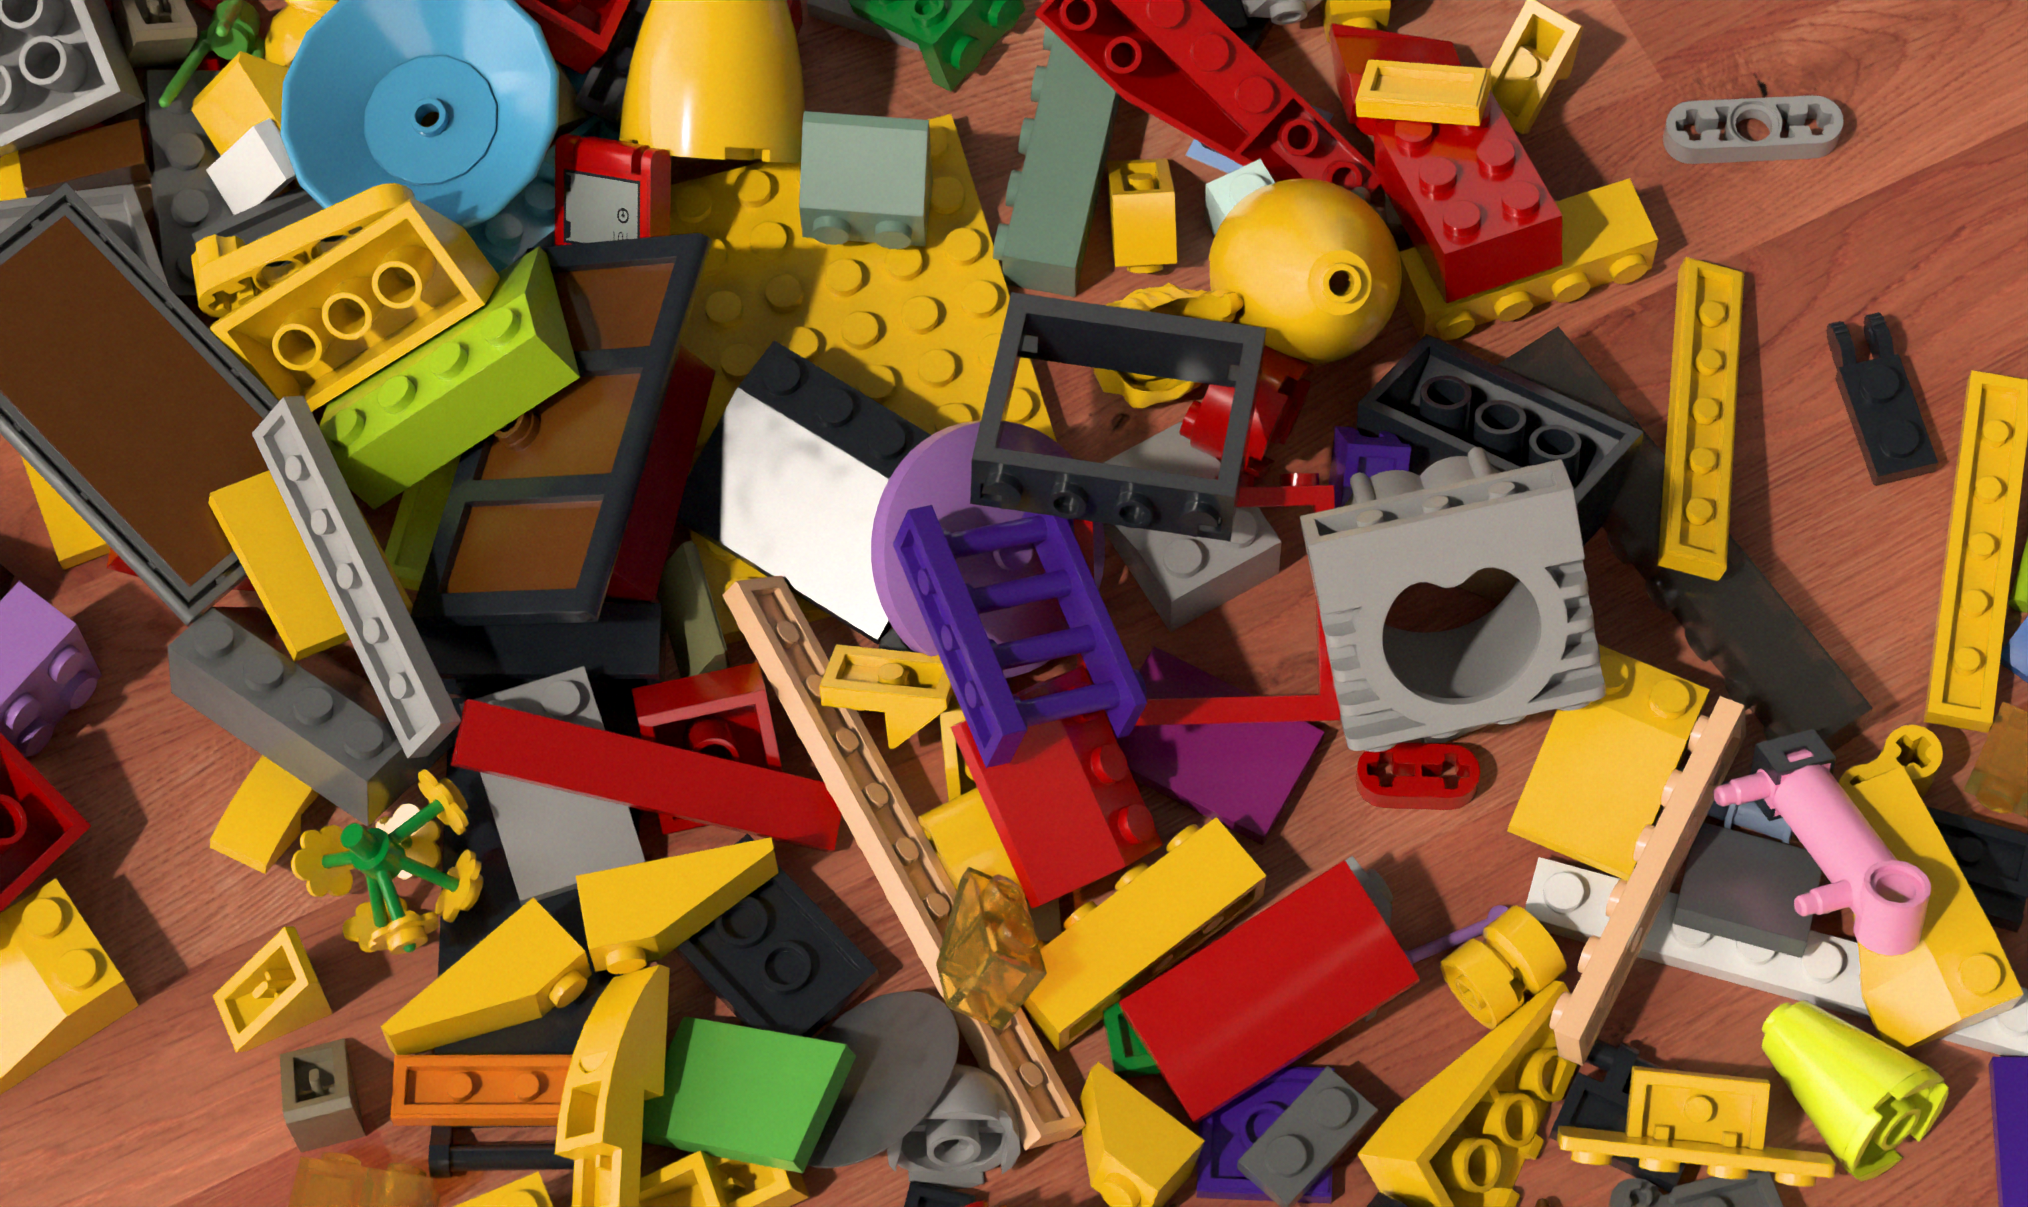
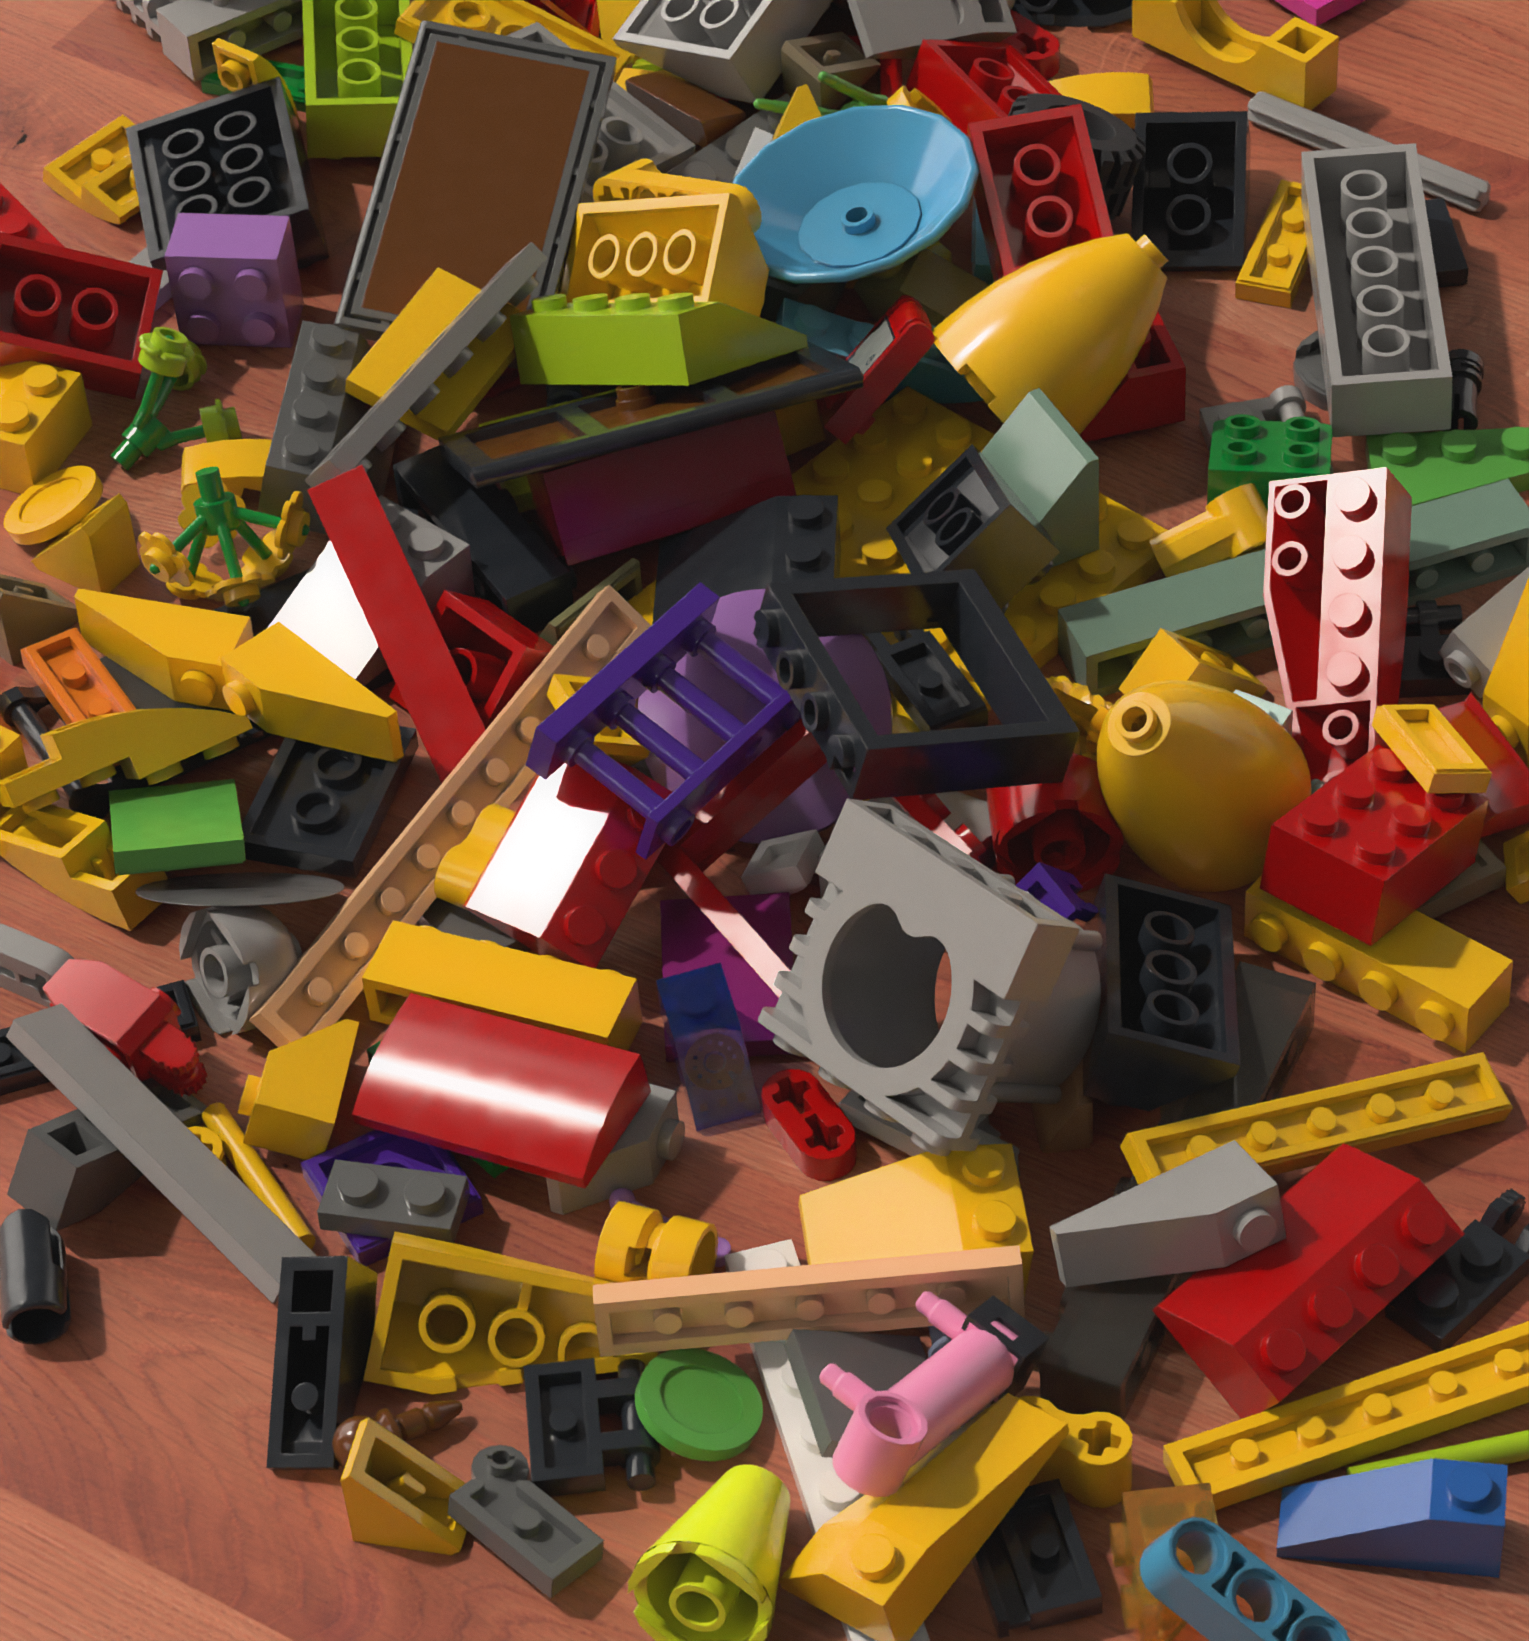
camera: 60 degrees right, 20 degrees down
(129, 793) = (177, 366): none -> plant
(190, 994) = (53, 505): none -> yellow piece
(890, 271) = (974, 523): none -> black slope
(989, 950) = (393, 883): clear yellow slope -> none
(999, 73) = (1227, 529): none -> yellow piece
(1041, 400) = (928, 682): none -> black hinge
(1134, 624) = (783, 864): none -> white plate
(1304, 802) = (708, 1046): none -> clear blue slope
(1668, 1019) = (698, 1404): none -> bright green piece
(1696, 1121) = (590, 1449): yellow bracket -> none
(1775, 564) = (1174, 1223): none -> light grey slope
(1849, 514) = (1349, 1249): none -> red slope

